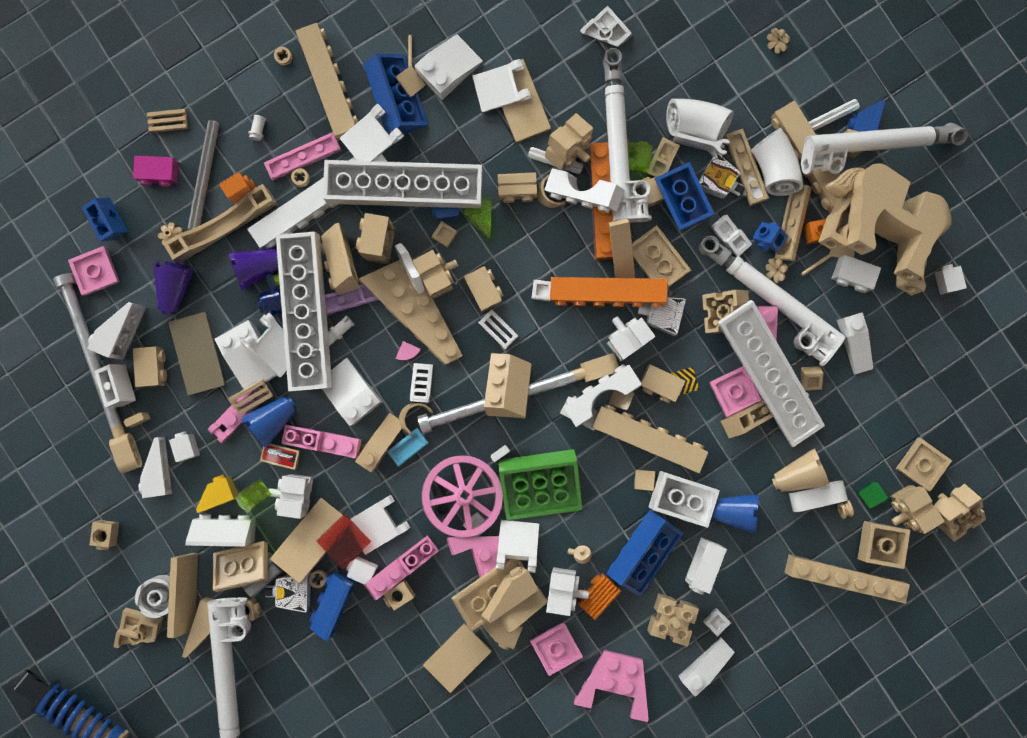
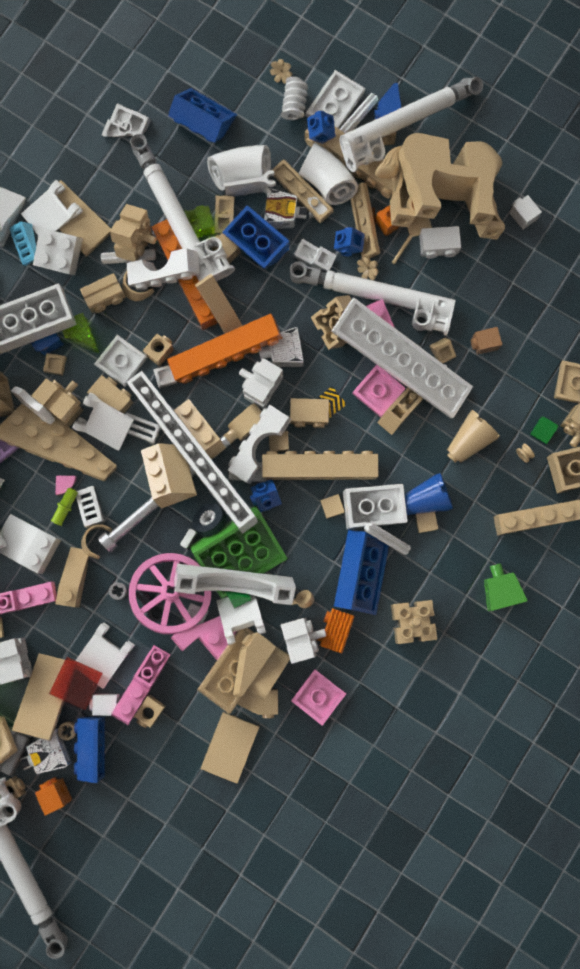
camera: 25 degrees left, 5 degrees down
(282, 633) = (53, 795): none -> orange brick
(398, 373) = (64, 506): none -> lime axle
(407, 447) = (101, 571): medium azure tile -> none
(411, 476) = (115, 596): none -> light grey bush
(460, 98) = (23, 235): none -> medium azure slope
(468, 311) = (104, 423): none -> white flag
(492, 128) = (57, 251): none -> white brick
(492, 496) = (271, 587): none -> white arch
(507, 257) = (120, 360): none -> white tile
(522, 524) = (238, 598): none -> green slope
(530, 437) = (213, 512): none -> black bush
(538, 377) = (192, 452): none -> white brick
(541, 269) = (158, 357): none -> tan brick
(553, 356) = (199, 429): none -> tan brick
(587, 444) = (265, 496): none -> blue brick
(618, 675) = (386, 697): bright pink wing -> none
(658, 257) = (256, 301): tan tile -> none
(682, 533) = (387, 538): none -> white axle
(683, 51) = (201, 114): none -> blue slope
(705, 566) = (421, 558): white window -> none
(706, 667) = (464, 652): white slope -> none
(717, 622) = (455, 607): white tile -> none
(724, 533) = (426, 522): none -> tan tile
(767, 626) = (502, 589): none -> bright green torso
(778, 73) = (294, 98): none -> white piece
(793, 115) = (321, 127): none -> blue brick
(818, 91) = (337, 98): none -> white tile
(818, 497) = (495, 452): white beam -> none
(856, 342) = (468, 300): white slope -> none
(857, 388) = (486, 340): none -> medium nougat brick

